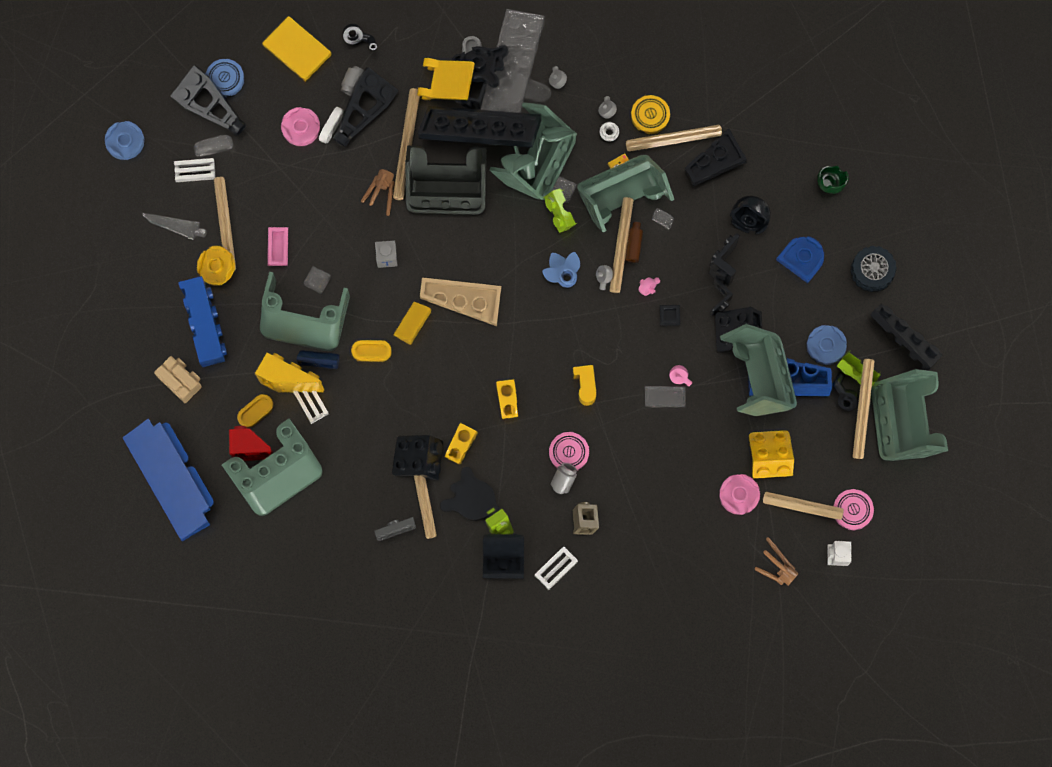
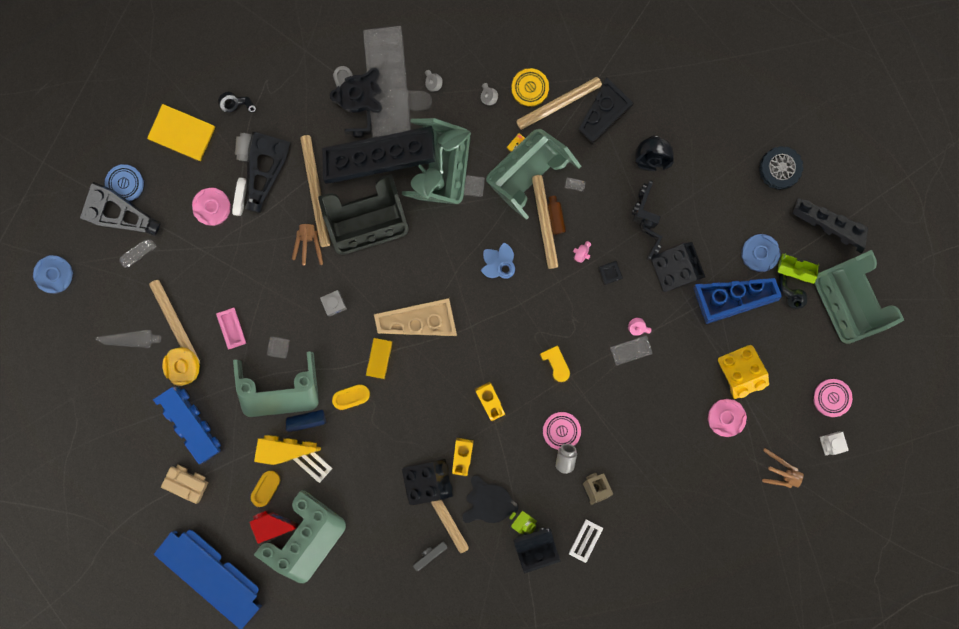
camera: 20 degrees left, 10 degrees up
(198, 162) = (113, 287): white tile -> none
(449, 79) = (335, 118): yellow flag -> none
(562, 219) = (471, 203): lime piece -> none
(604, 275) = (539, 256): light grey piece -> none
(609, 126) = (500, 111): white plate -> none
(766, 370) = (719, 302): sand green windscreen -> none
(802, 257) = (713, 177): blue tile -> none
(803, 505) = (788, 410): tan axle -> none
(832, 179) = (717, 95): dark green hair -> none
(863, 408) = (814, 303): tan axle -> none

